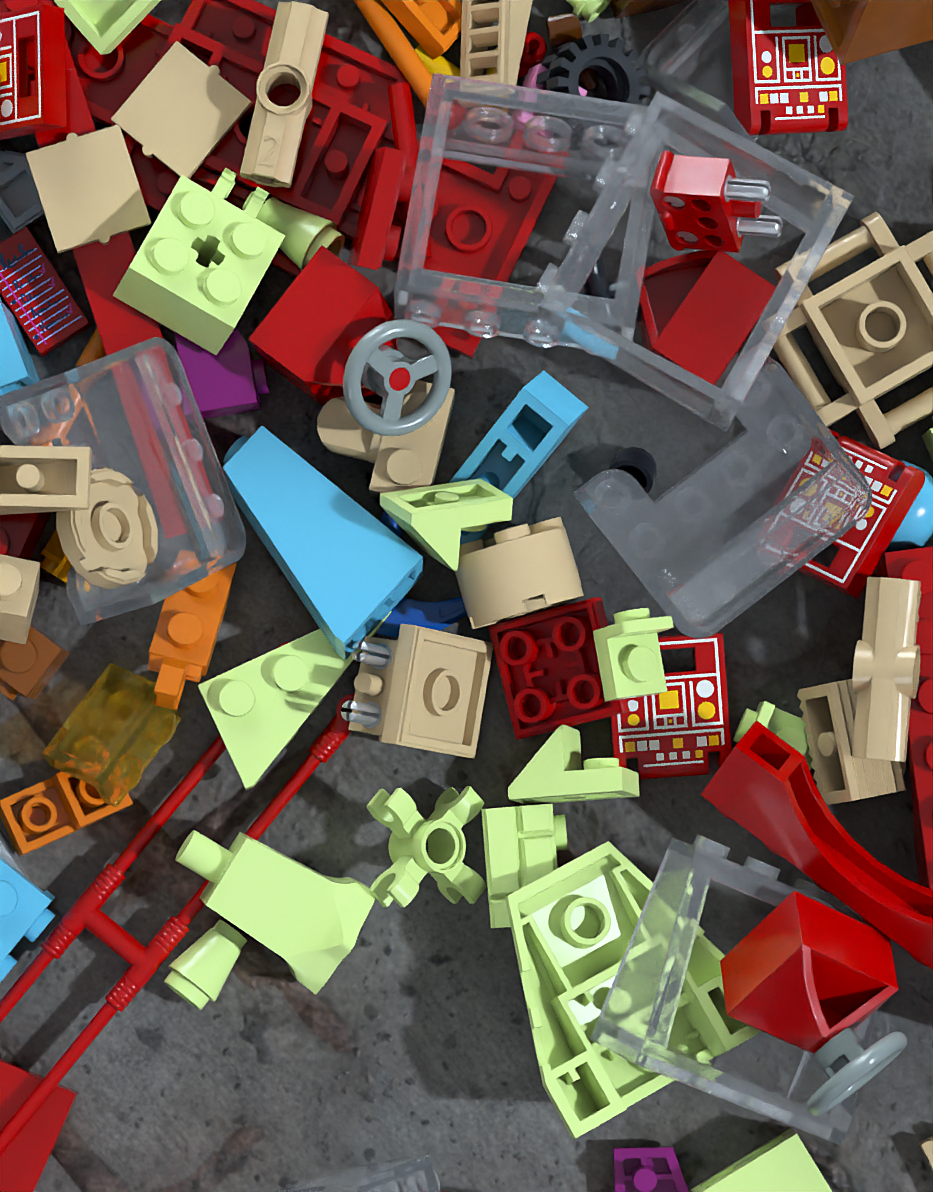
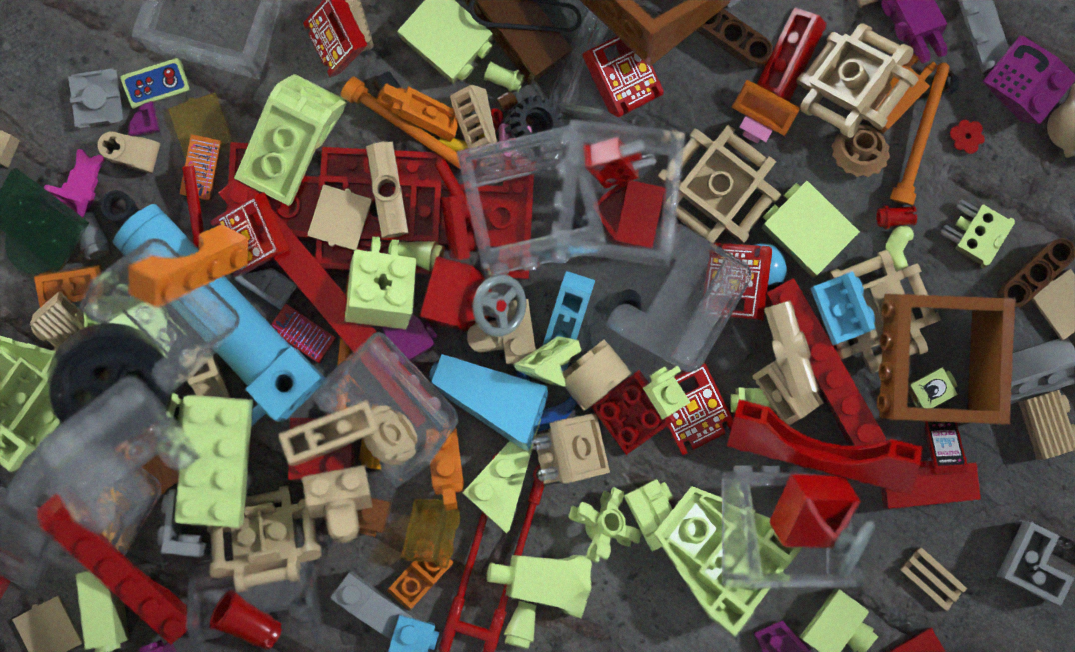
camera: 25 degrees left, 0 degrees up
(88, 188) = (311, 274): tan piece -> none
(558, 776) = (653, 464): yellowish green slope -> none

